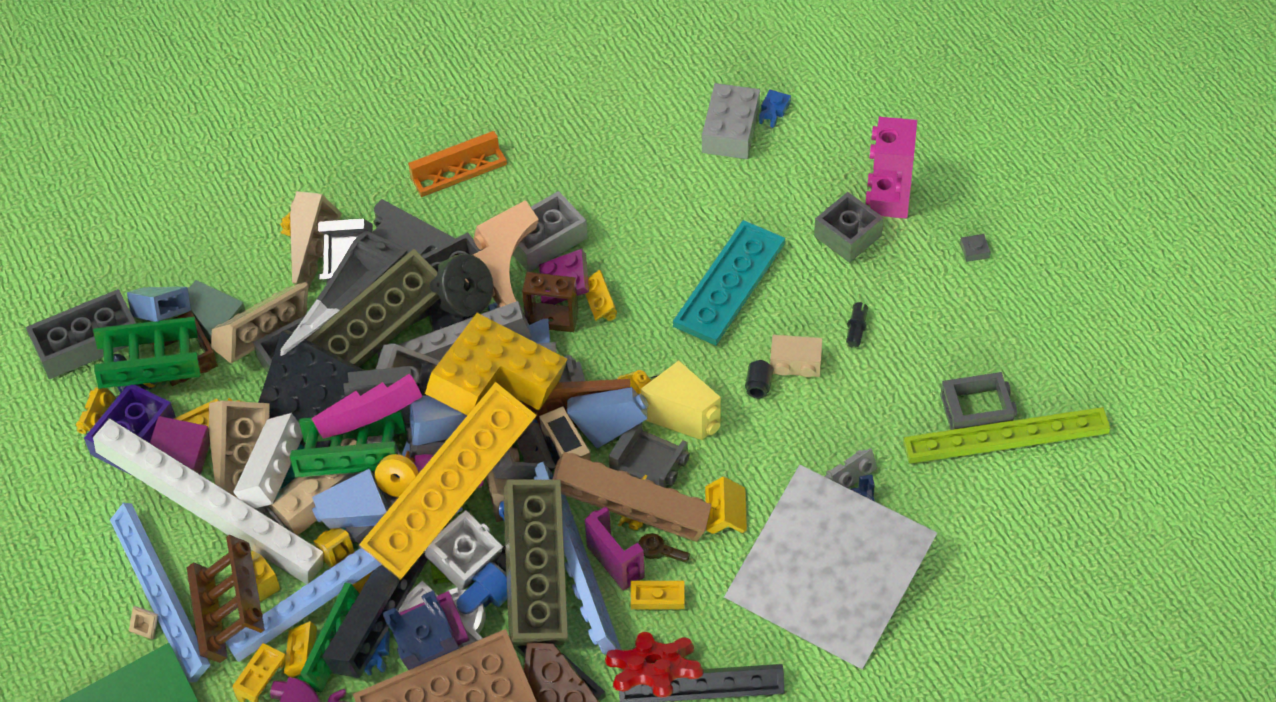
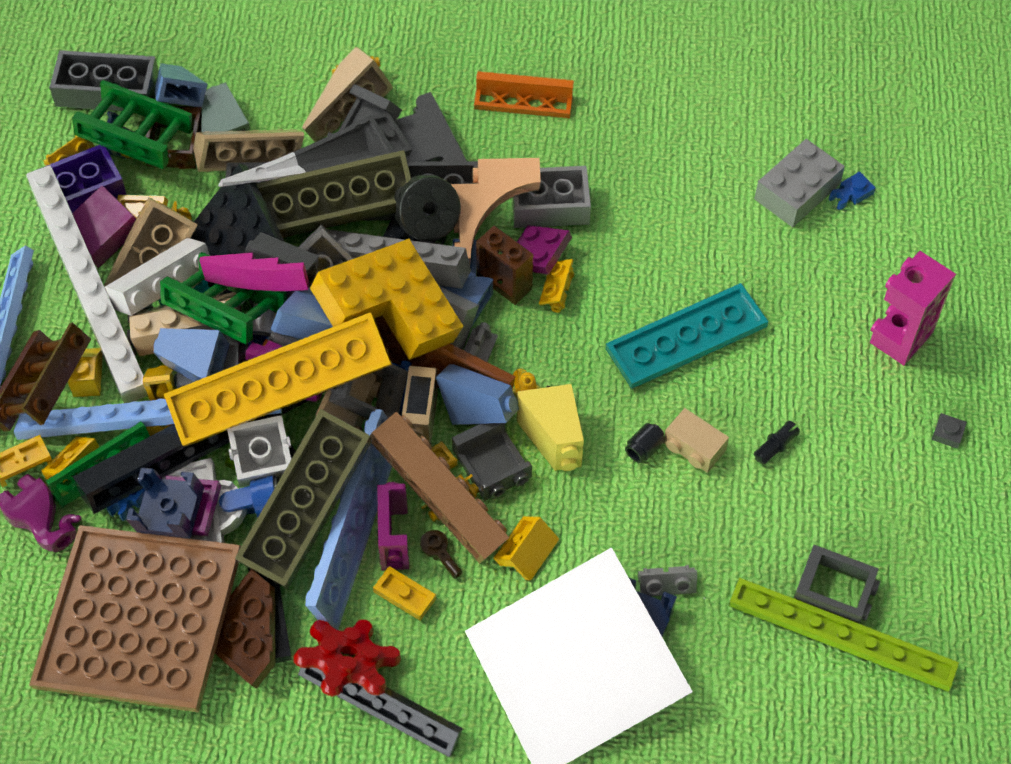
camera: 30 degrees right, 5 degrees up
(393, 465) = (237, 346): yellow piece -> none
(848, 227) = (835, 343): flat silver brick -> none

